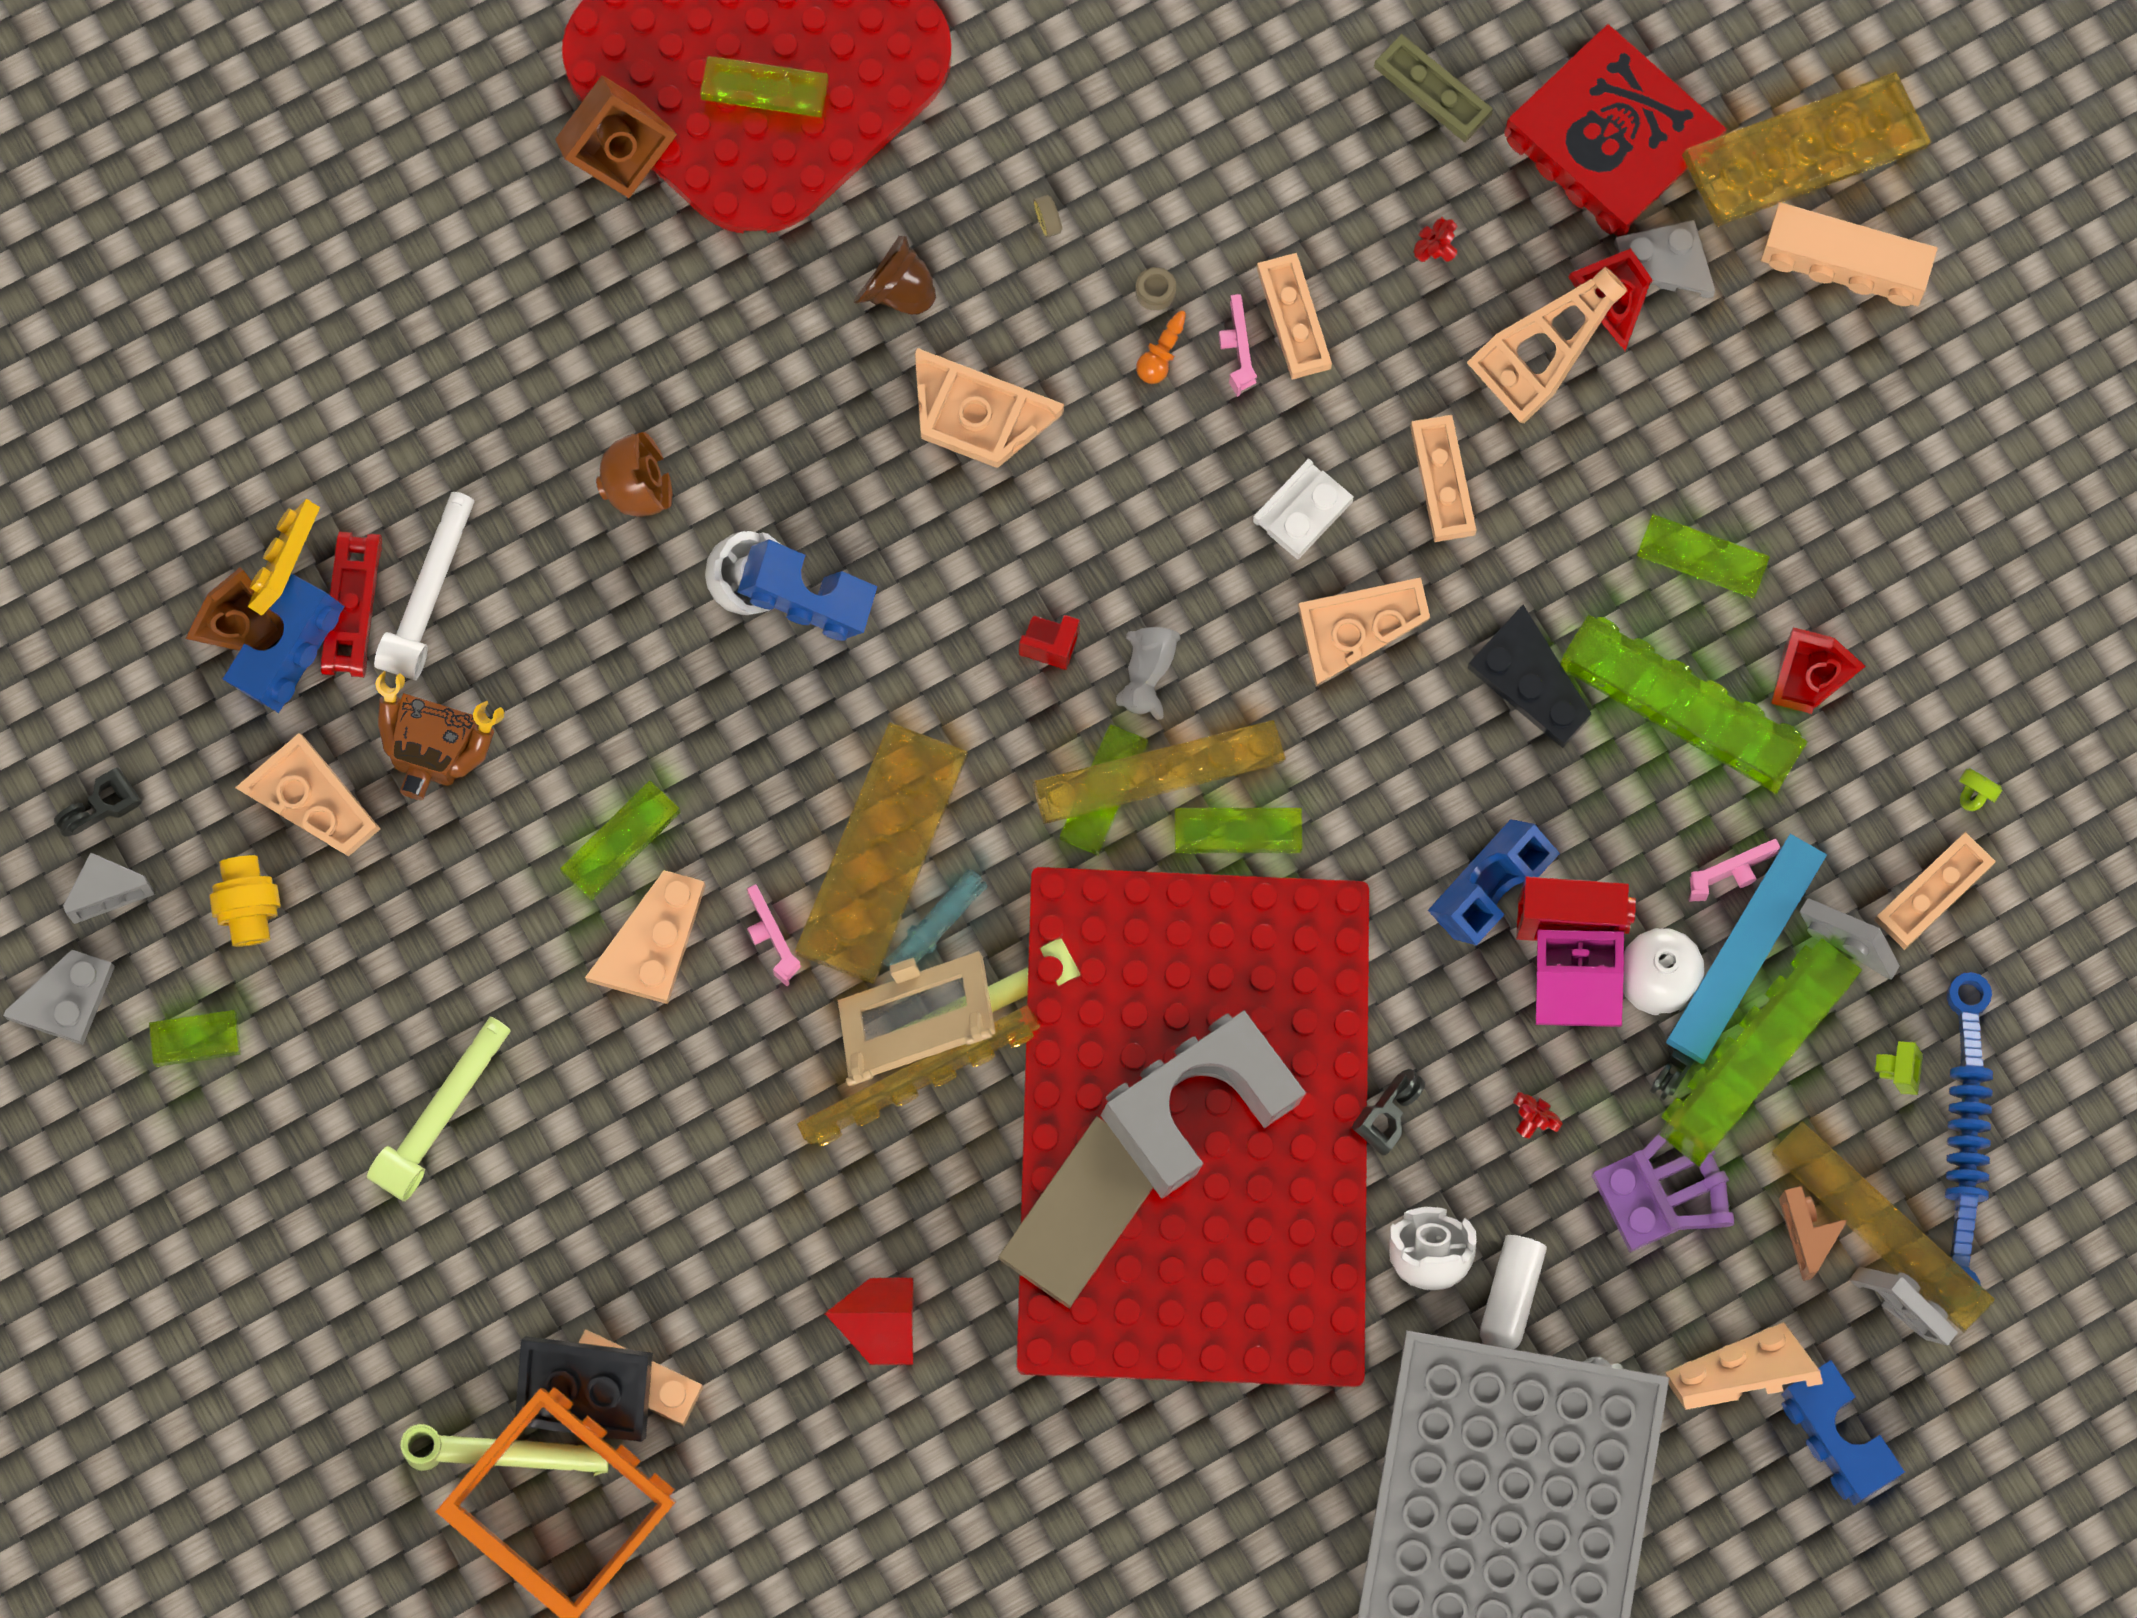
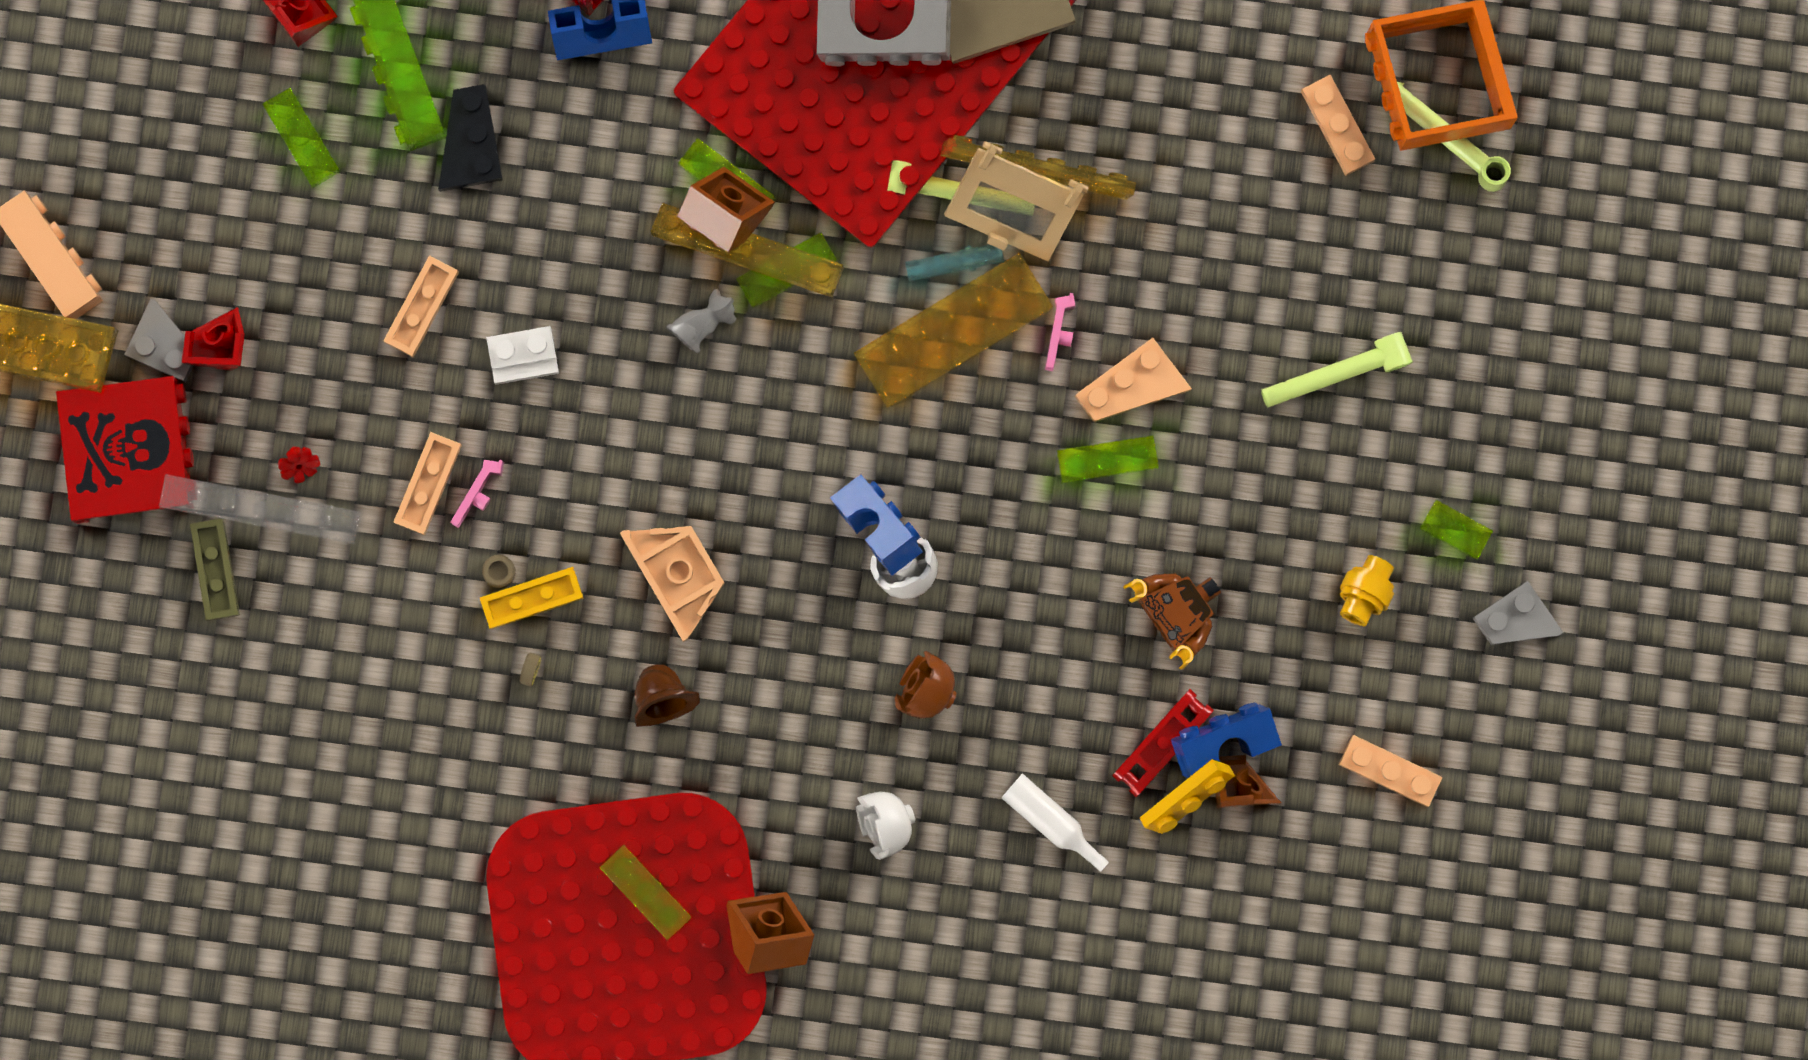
camera: 150 degrees left, 10 degrees up
(75, 819) = (1435, 728): pearl dark grey piece -> none
(92, 747) = (1390, 771): none -> light nougat plate
(103, 888) = (1445, 667): light grey slope -> none
(311, 796) = (1276, 632): light nougat wing -> none
(403, 651) = (1153, 684): white piece -> none
(412, 446) = (1050, 819): none -> white piece
(575, 321) = (885, 822): none -> white cylinder
(599, 1380) = (1365, 130): black plate -> none
(878, 1320) = (1167, 49): red slope -> none
(1050, 641) = (746, 388): red panel -> none
(1101, 284) = (531, 598): none -> yellow plate
(1153, 365) = (541, 521): orange bar -> none
(1212, 786) = (724, 208): none -> dark orange slope
(1358, 623) = (549, 254): light nougat wing -> none
(1436, 167) = (259, 509): none -> clear tile
(1511, 377) = (325, 336): light nougat plate -> none

